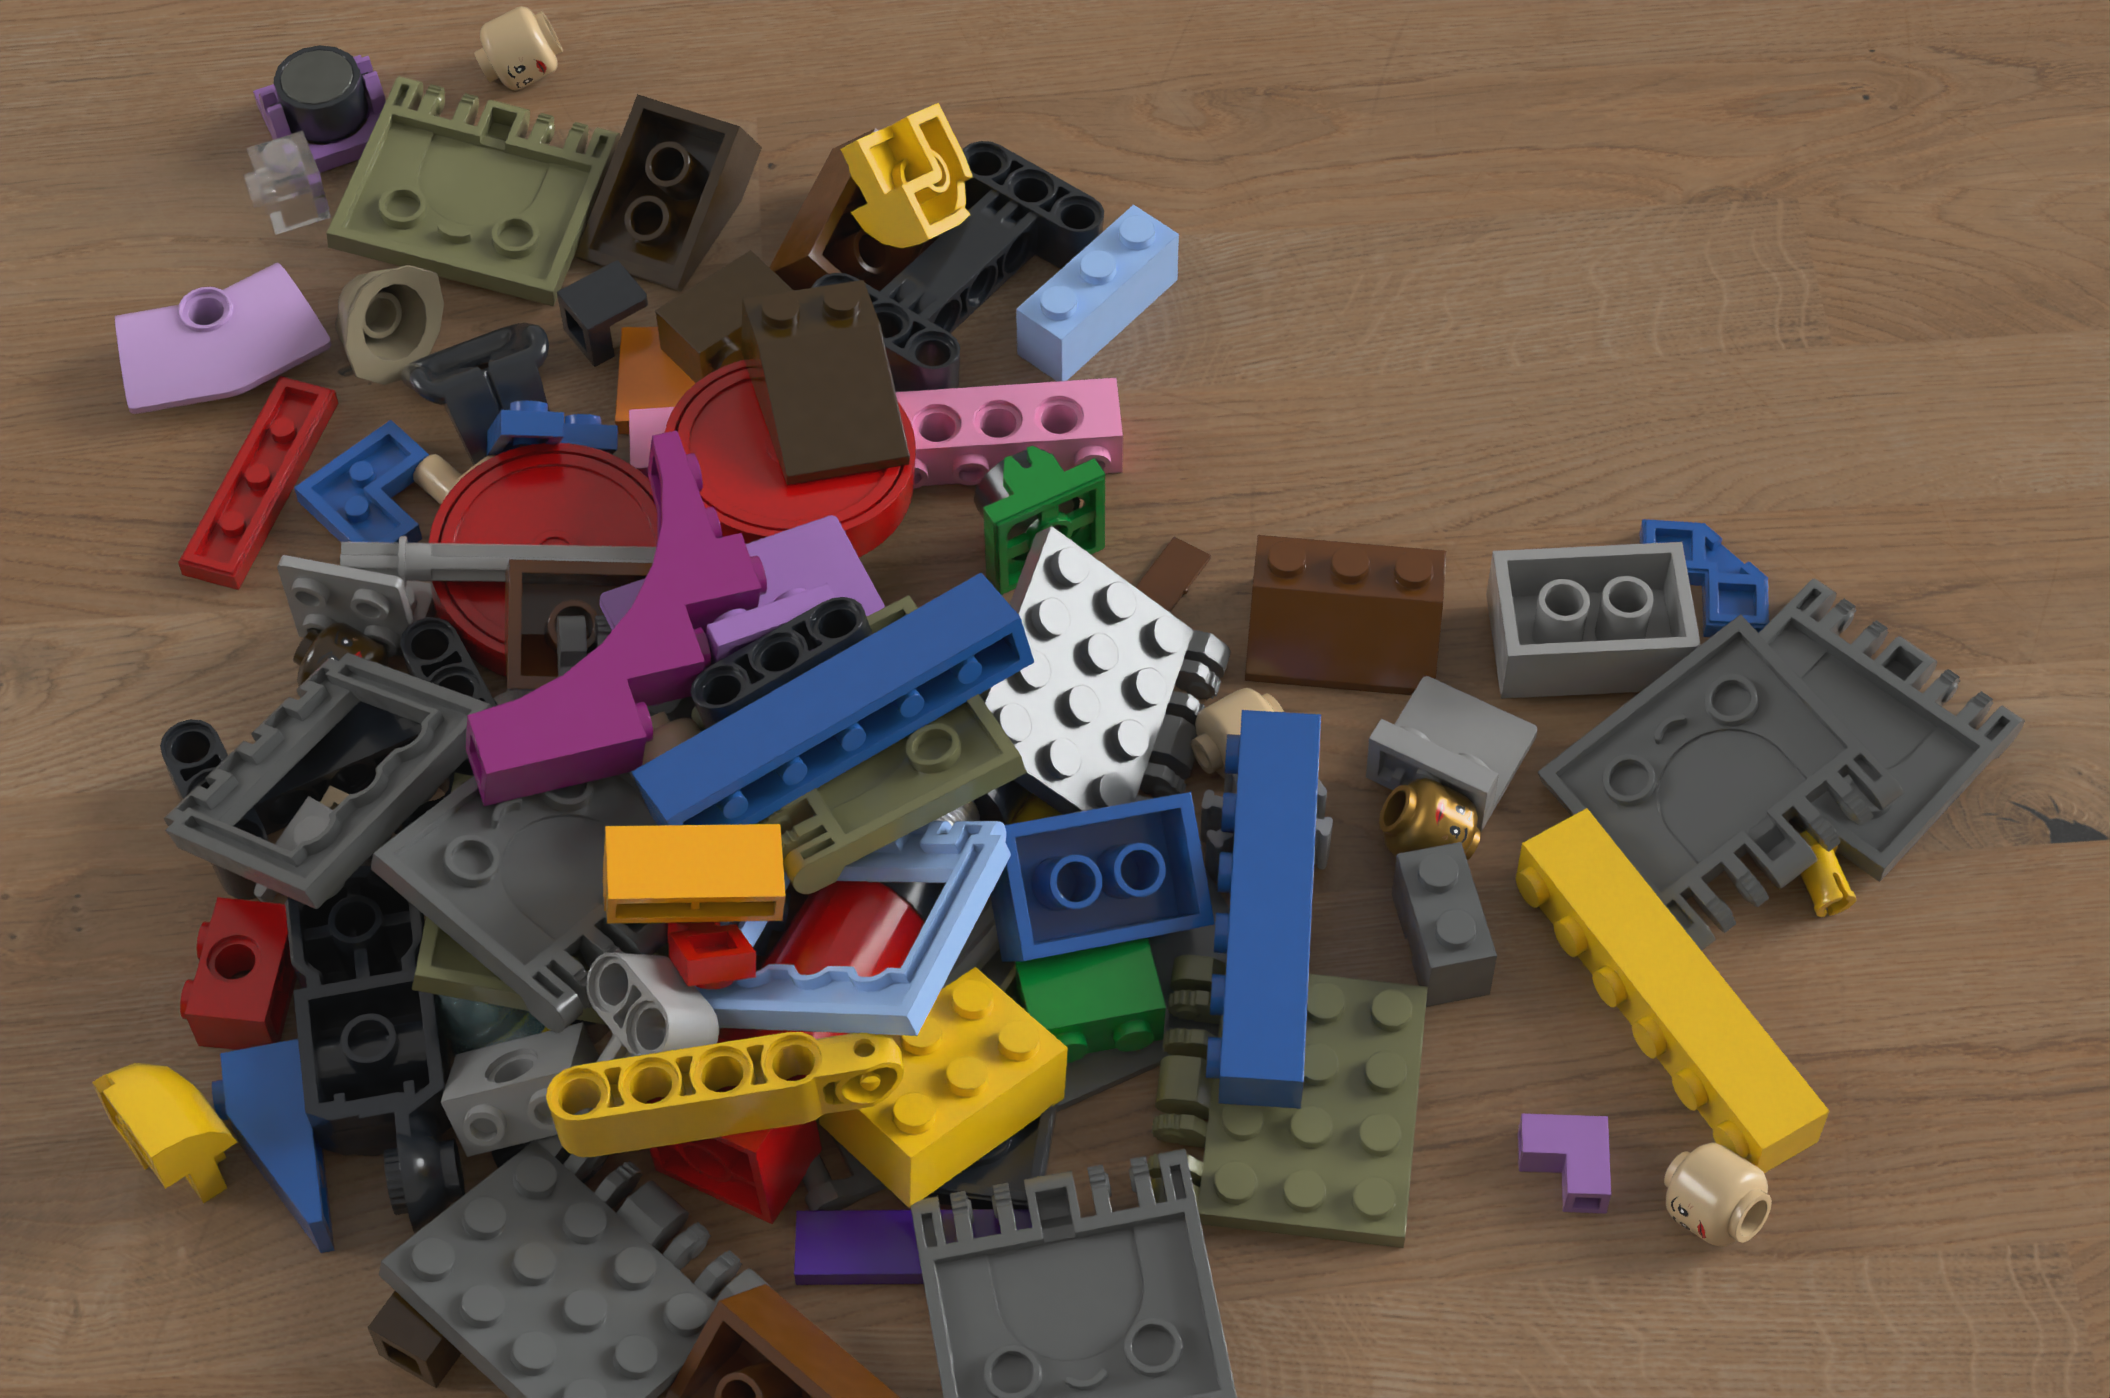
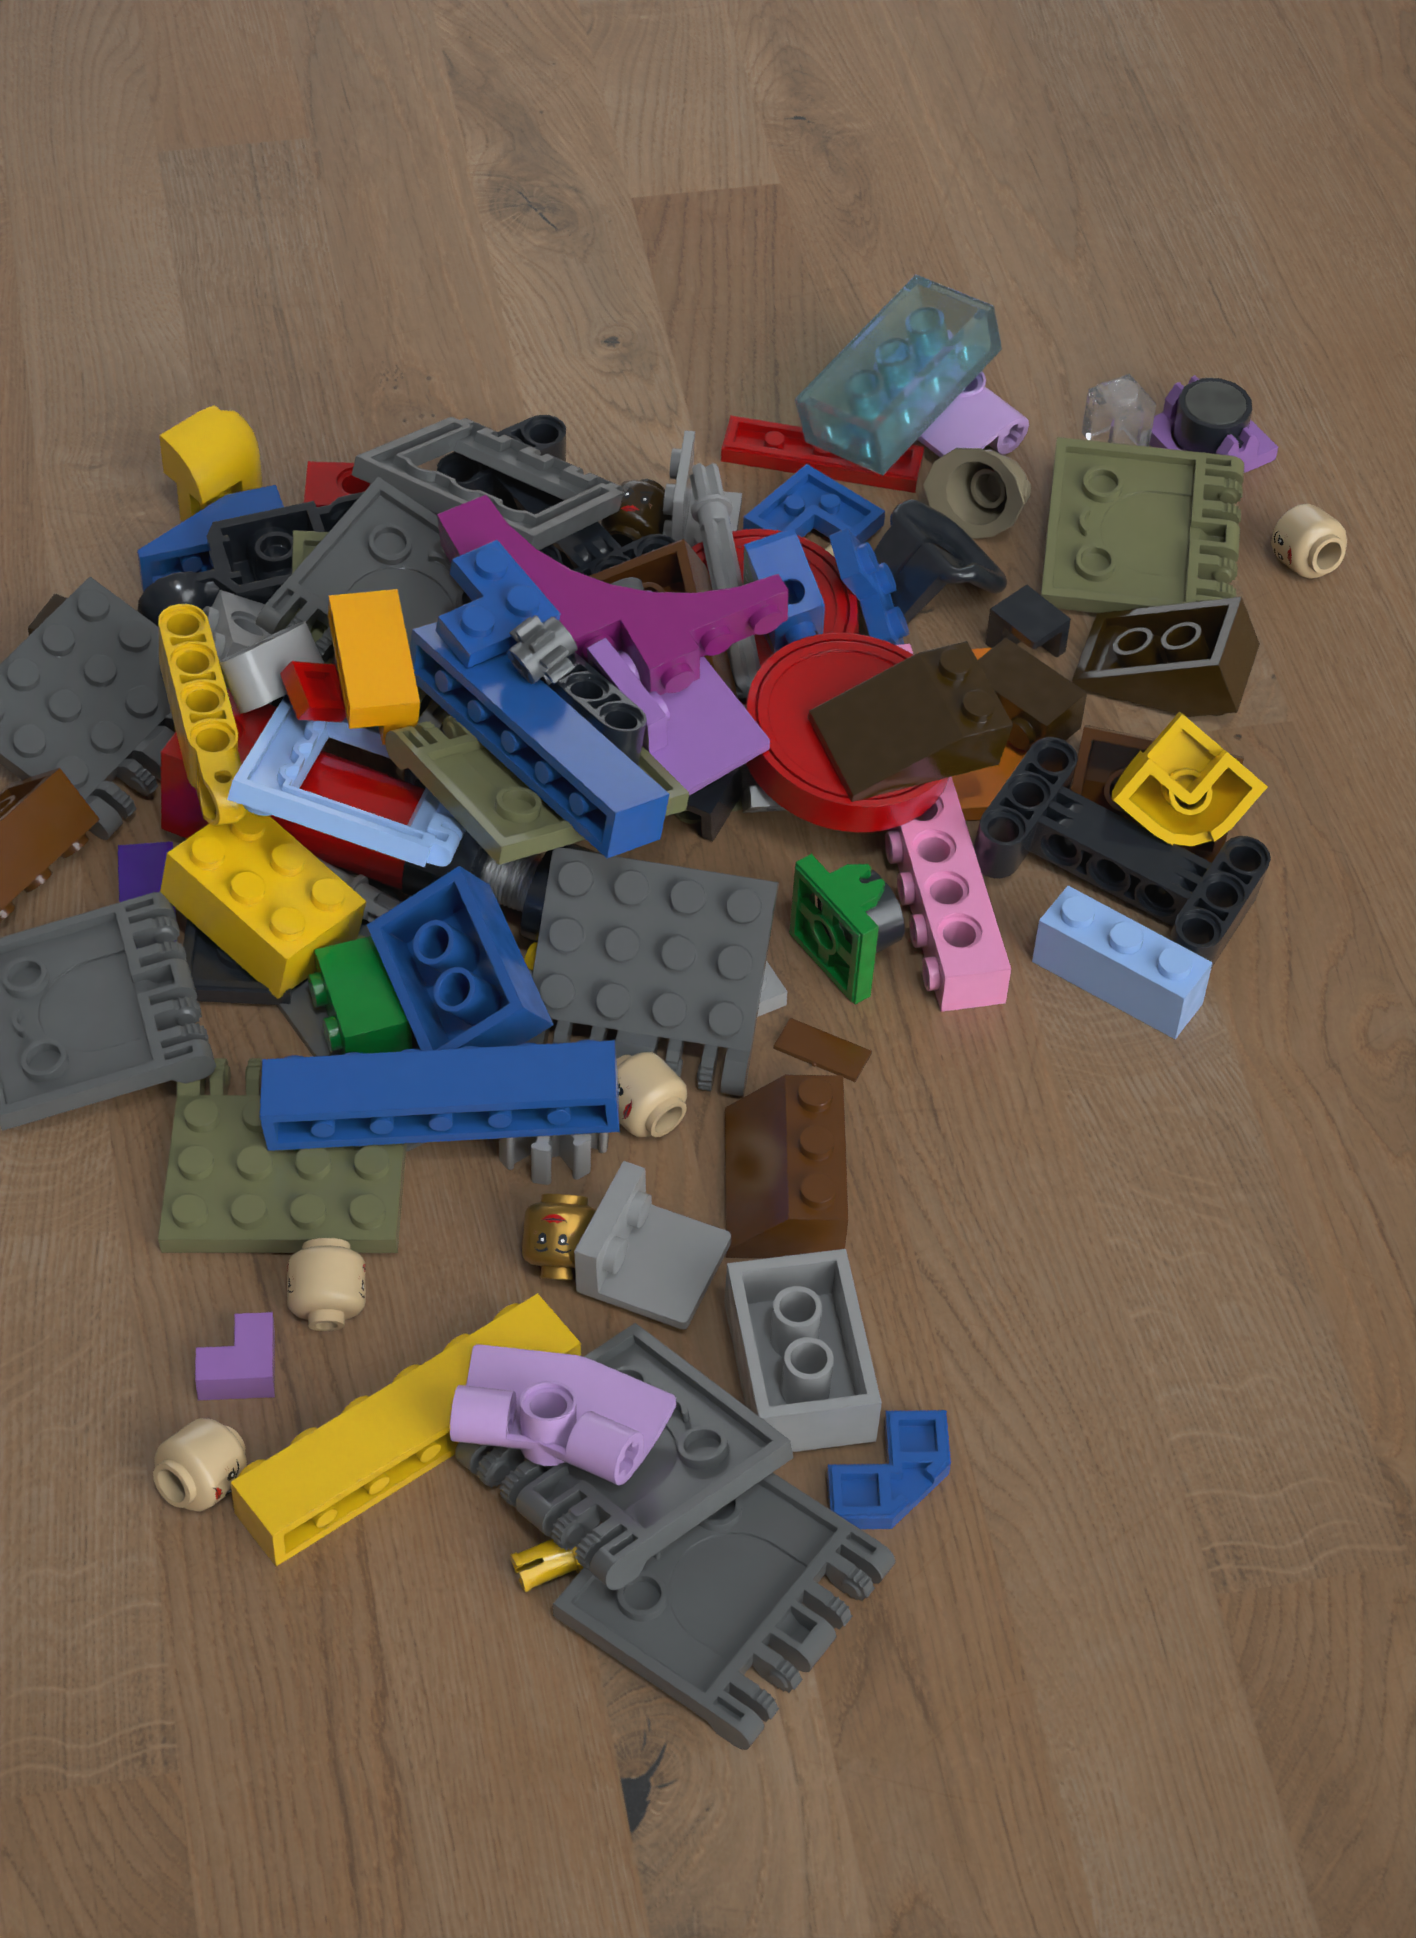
camera: 80 degrees right, 5 degrees down
(211, 352) = (899, 374): none -> clear light blue brick
(579, 492) = (785, 556): none -> blue torso
(658, 706) = (500, 602): none -> blue plate
(749, 672) = (542, 650): none -> dark grey gear
(1444, 923) = (461, 1249): dark grey brick -> none
(1480, 1061) = (326, 1283): none -> tan head
(1662, 852) = (559, 1410): none -> lavender panel

